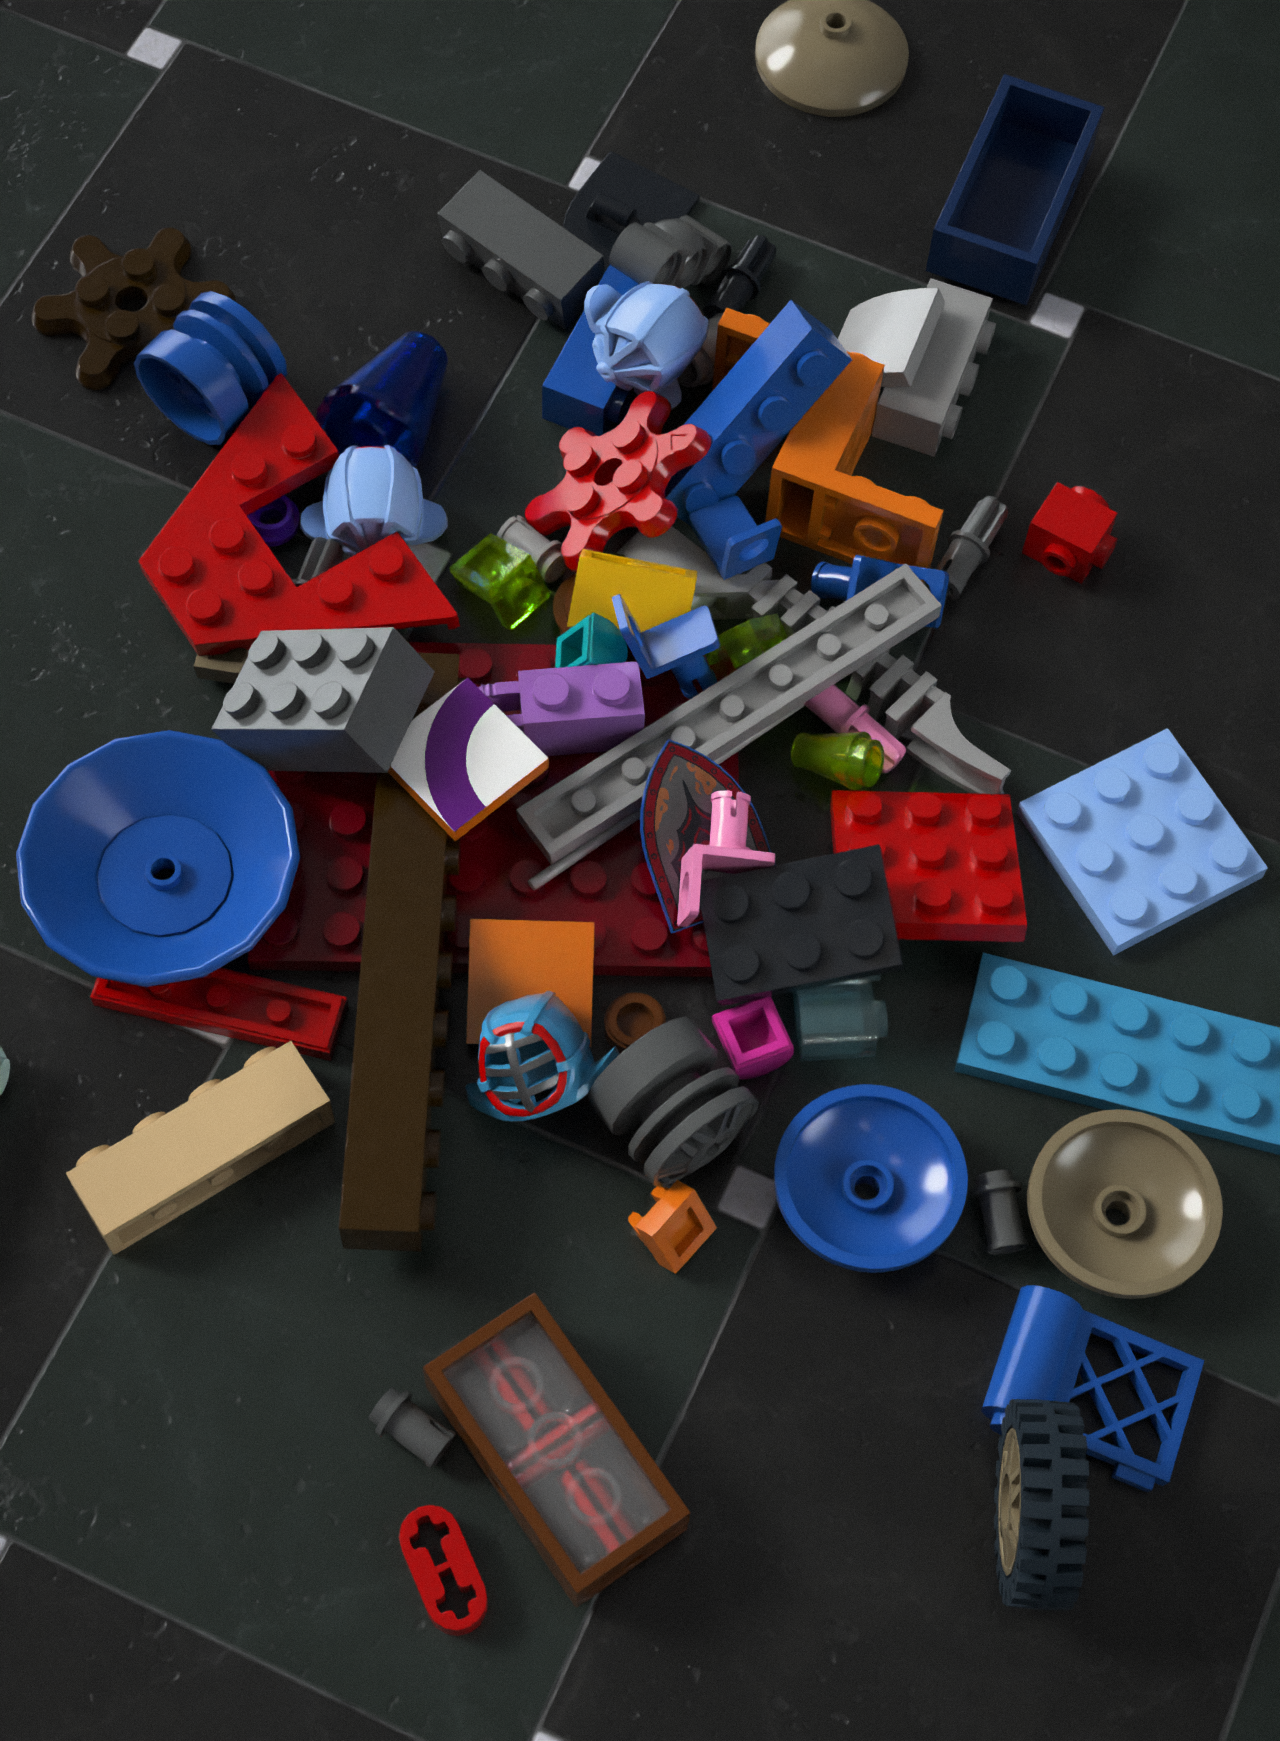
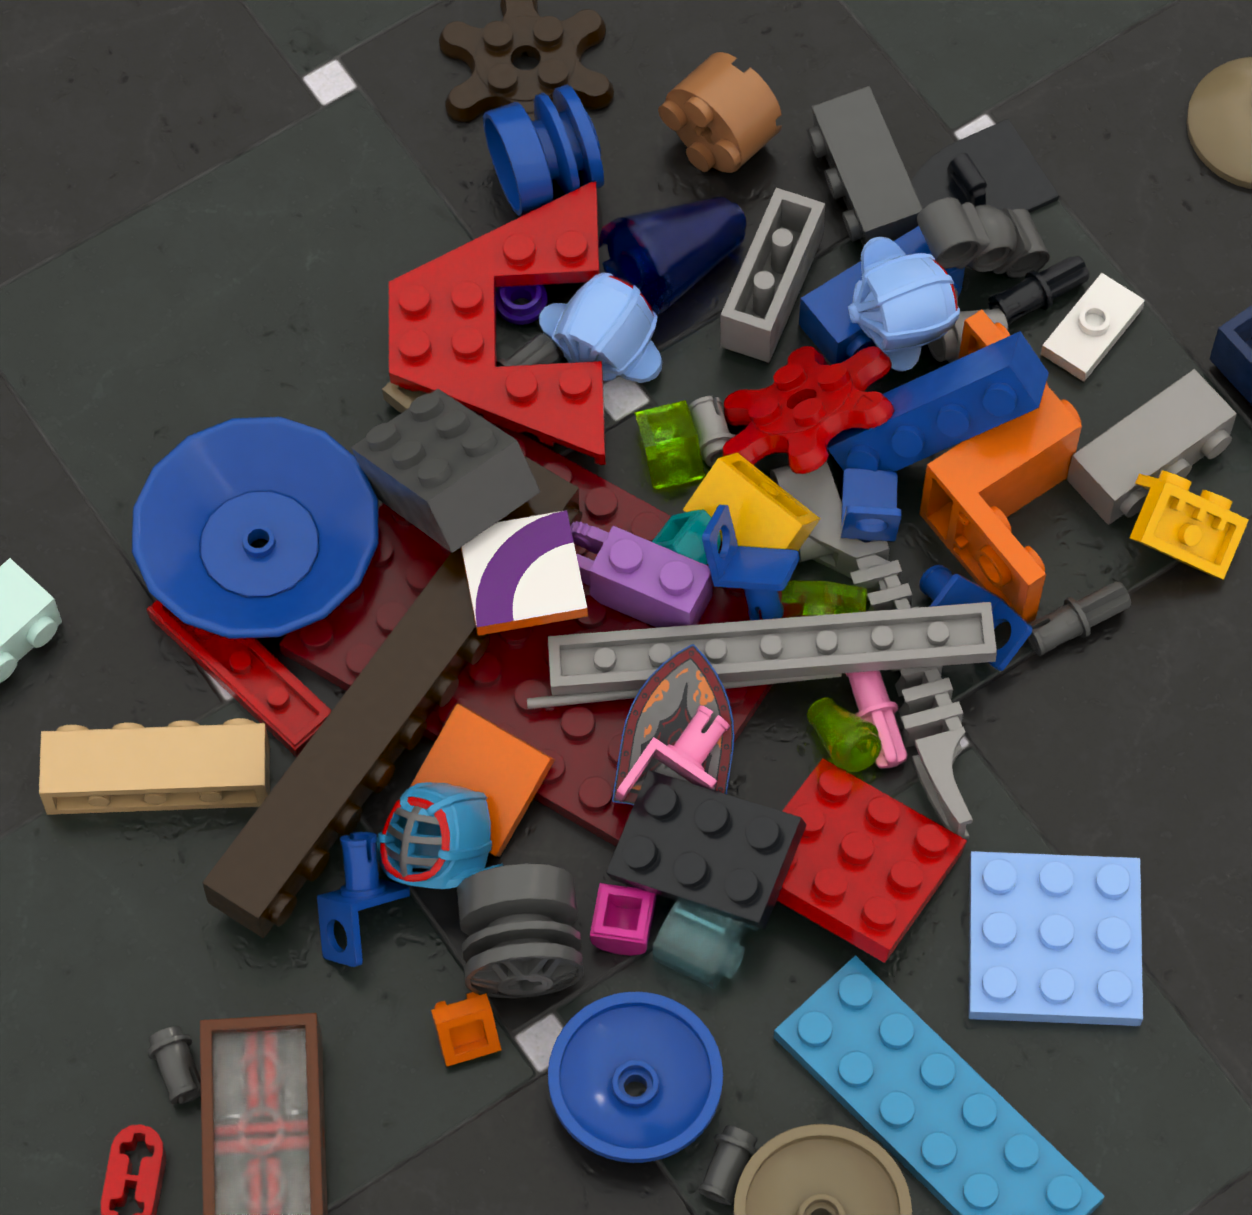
camera: 35 degrees right, 0 degrees up
(358, 257) = (721, 114): none -> medium nougat brick
(486, 1165) = (360, 892): none -> blue bracket
(500, 379) = (772, 275): none -> light grey brick
(631, 1018) = (543, 847): reddish brown tile -> none
(810, 278) = (1092, 327): none -> white plate
(894, 331) = (1124, 402): slope -> none
(1015, 413) = (1188, 526): none -> yellow bracket
(1071, 532) = (1172, 650): red brick -> none

